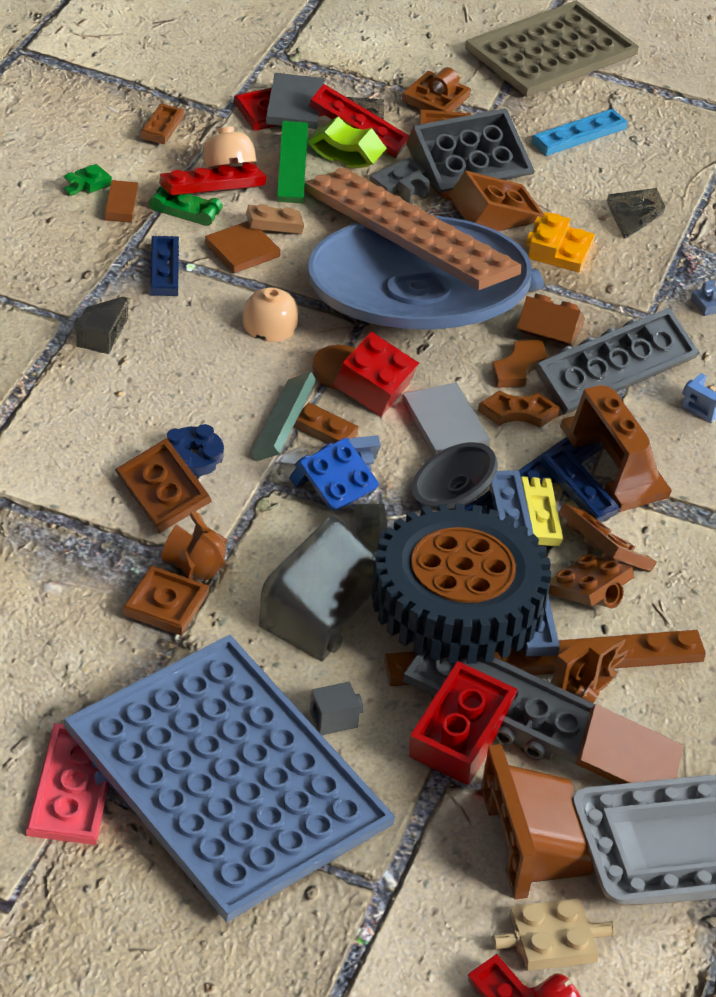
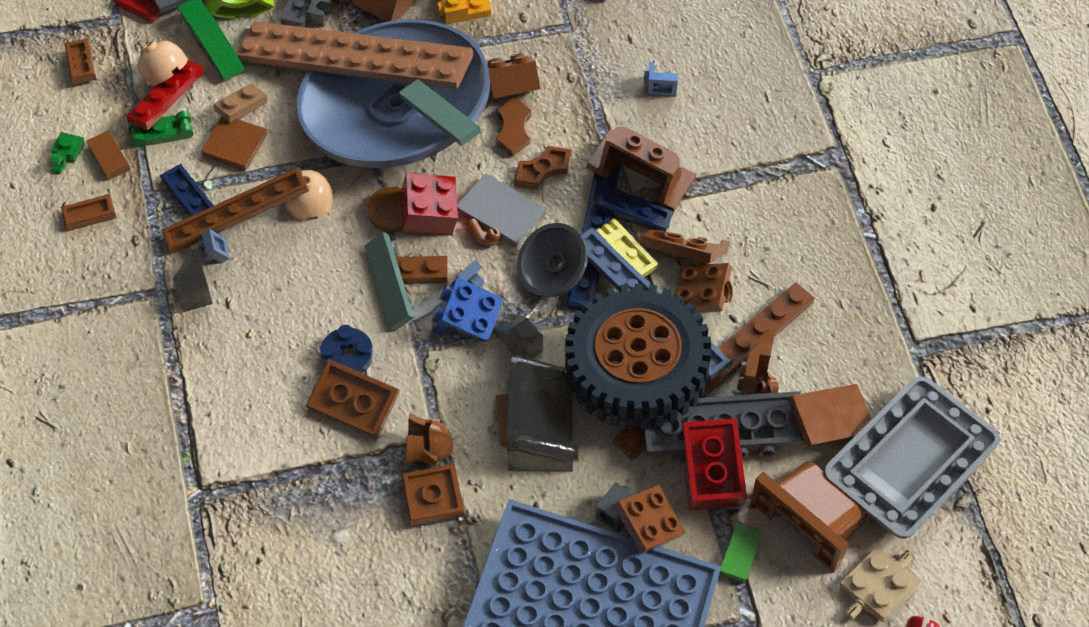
camera: 30 degrees left, 15 degrees up
(64, 233) = (88, 212): none -> dark orange tile
(148, 309) = (214, 247): none -> sand blue tile
(192, 287) = (236, 209): none -> dark orange tile
(354, 729) = (649, 519): none -> dark orange plate
(407, 431) = (482, 237): none -> dark orange arm
(429, 822) = (741, 553): none -> bright green tile
(443, 296) = (440, 112): none -> sand green tile
(617, 358) = (581, 84): dark grey plate -> none

